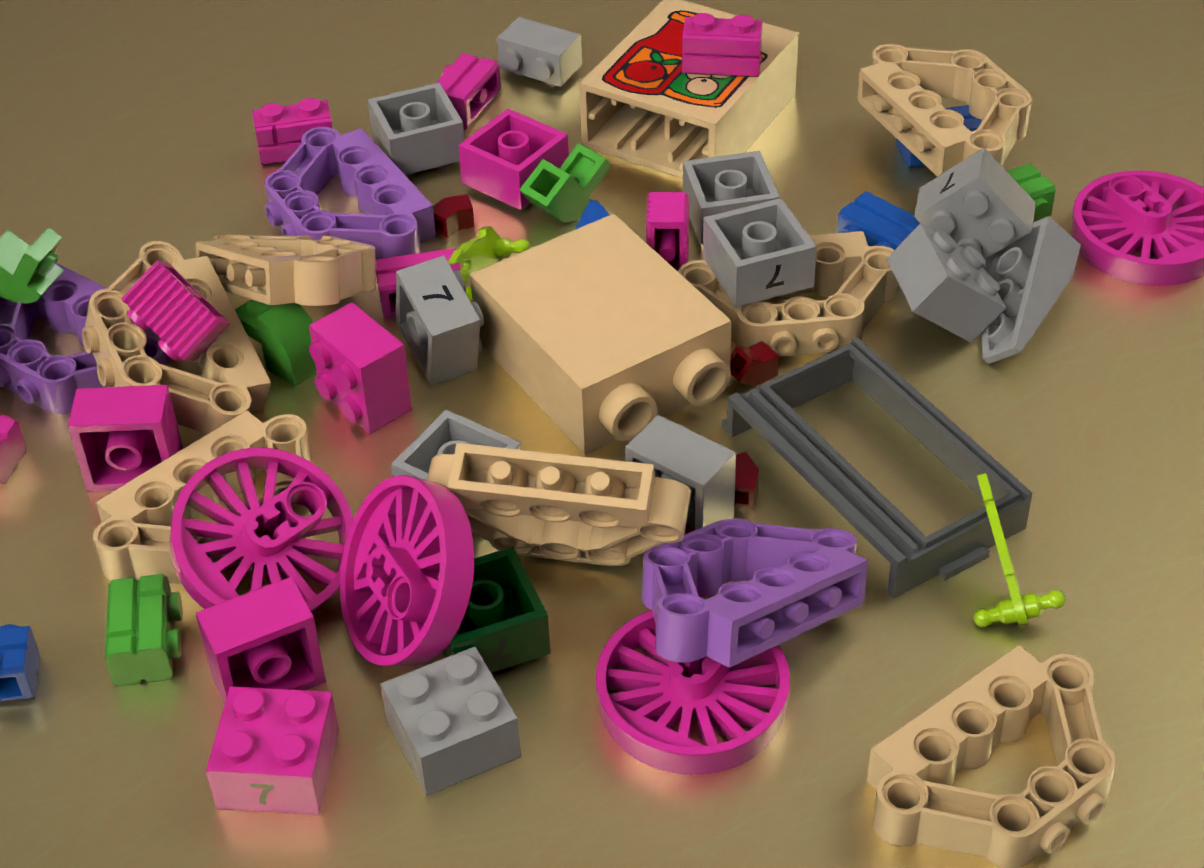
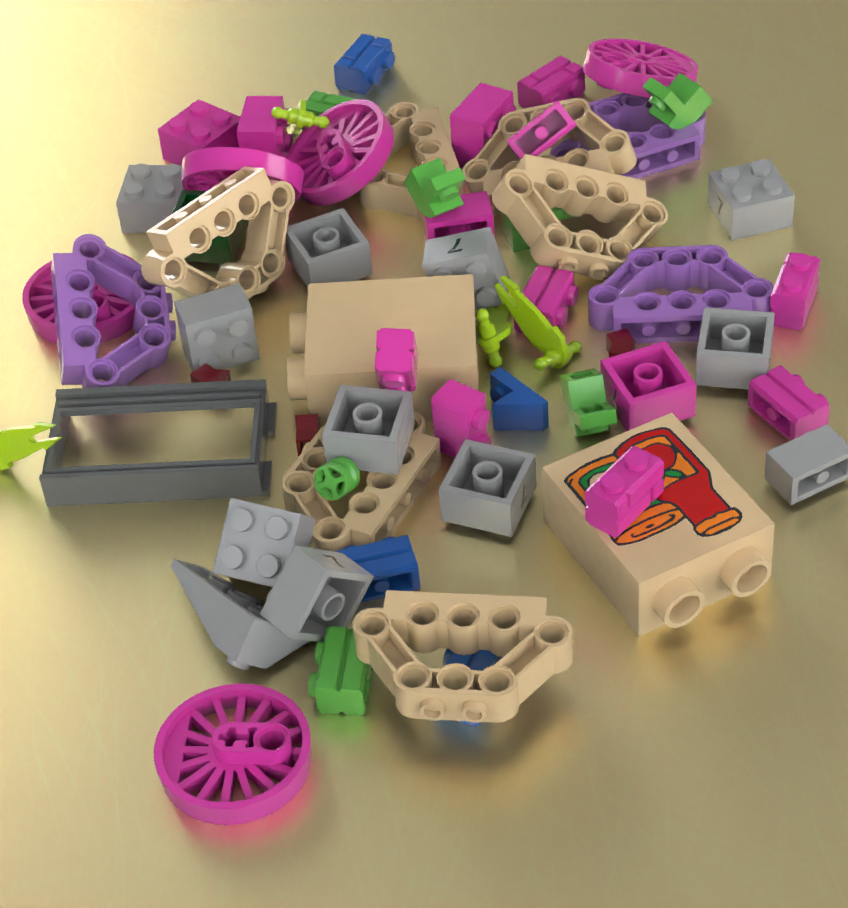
camera: 125 degrees right, 0 degrees up
(148, 203) = (750, 199): none -> light grey brick
(221, 581) = (300, 117): none -> lime piece
(367, 328) = (434, 188): none -> bright green brick
(684, 222) = (396, 359): none -> dark pink brick
(832, 262) = (333, 486): none -> bright green wheel

